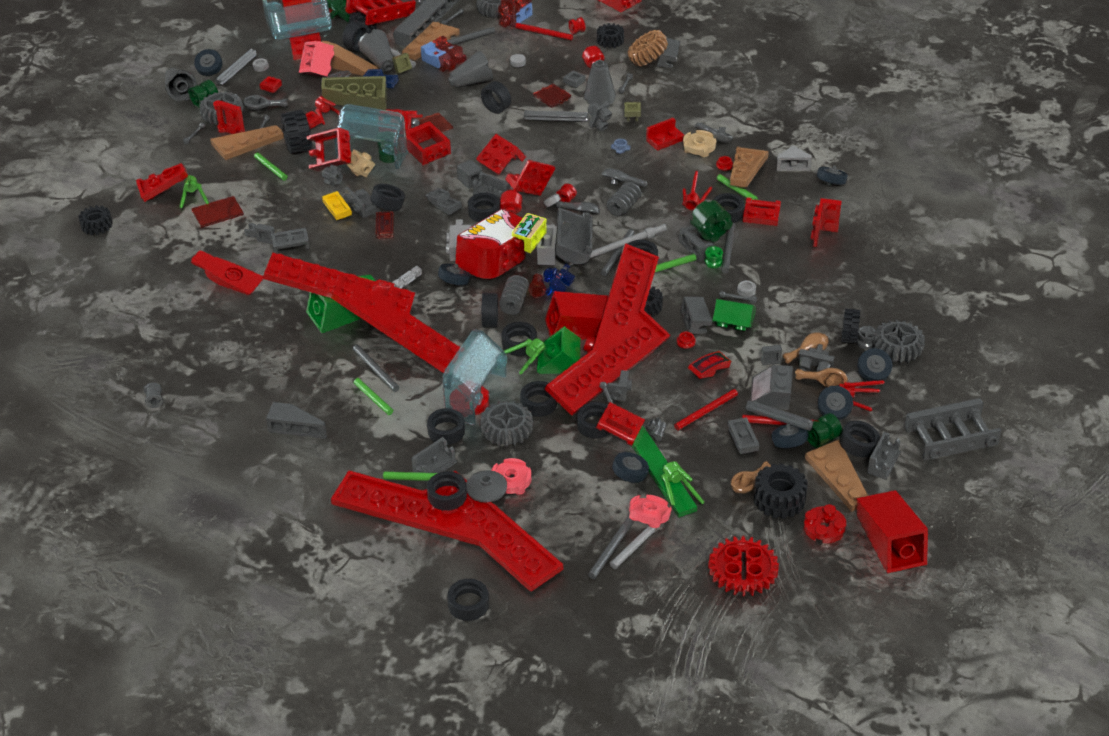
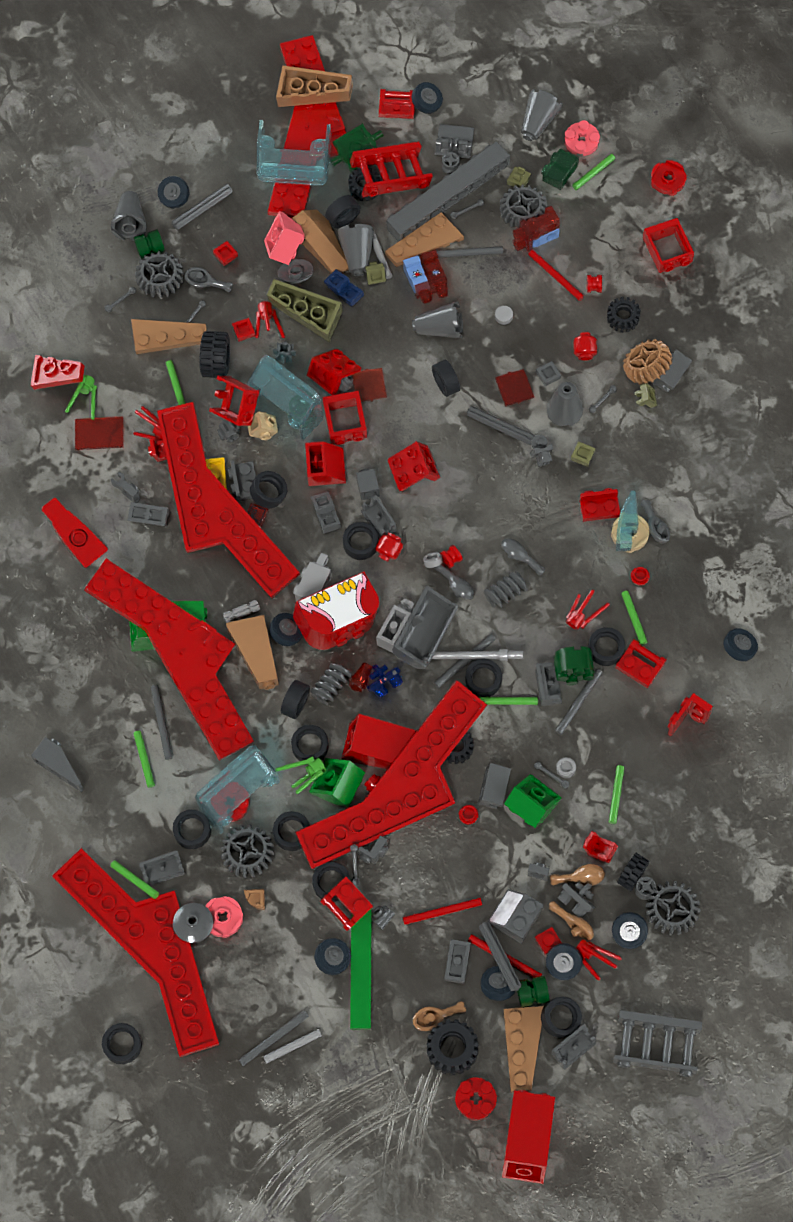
camera: 25 degrees right, 25 degrees up
(233, 117) = (156, 301): red plate -> none
(260, 65) = (229, 212): light grey tile -> none
(272, 192) = (157, 430): none -> red plant
(281, 202) = (157, 450): none -> red bracket
(347, 225) = (207, 509): none -> red piece
(424, 171) = (324, 464): none -> red slope
(435, 295) = (254, 647): none -> medium nougat slope
(442, 479) = (141, 906): black tyre -> none
(531, 230) = (374, 618): panel -> none
(532, 178) = (418, 527): red bracket -> none
(533, 455) = (256, 898): none -> medium nougat tile
(620, 146) = (548, 498): sand blue plate -> none
(649, 510) = (321, 1026): coral plate -> none
(658, 70) = (648, 396): none -> olive tile
(675, 474) = (366, 985): bright green plant -> none
(696, 132) = (627, 523): none -> clear light blue slope
(708, 364) = (474, 856): slope -> none
(713, 257) = (554, 707): green wheel -> none
(746, 165) = (660, 590): medium nougat wing -> none
(760, 566) = (392, 1123): red gear -> none
(794, 160) = (713, 602): light grey slope -> none
(799, 291) = (616, 794): none -> bright green bar
(809, 398) = (547, 940): none -> red plate
(811, 324) = (599, 847): none -> red bracket

